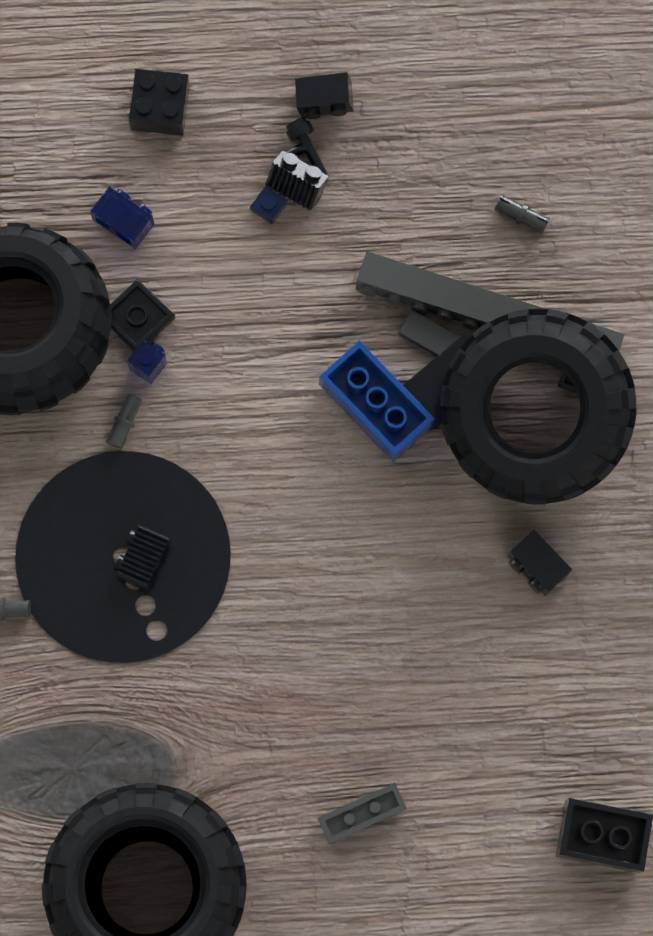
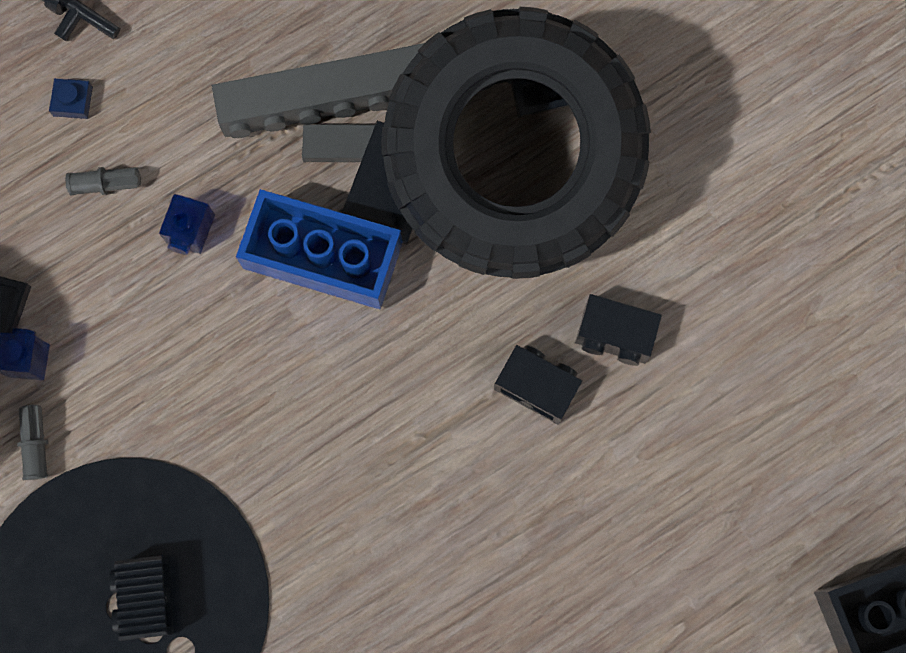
camera: 25 degrees left, 0 degrees up
(260, 274) = (102, 181): none -> dark grey axle
(296, 180) = (85, 50): black brick -> none
(298, 335) = (186, 225): none -> clear blue brick
(466, 568) = (538, 383): none -> black brick

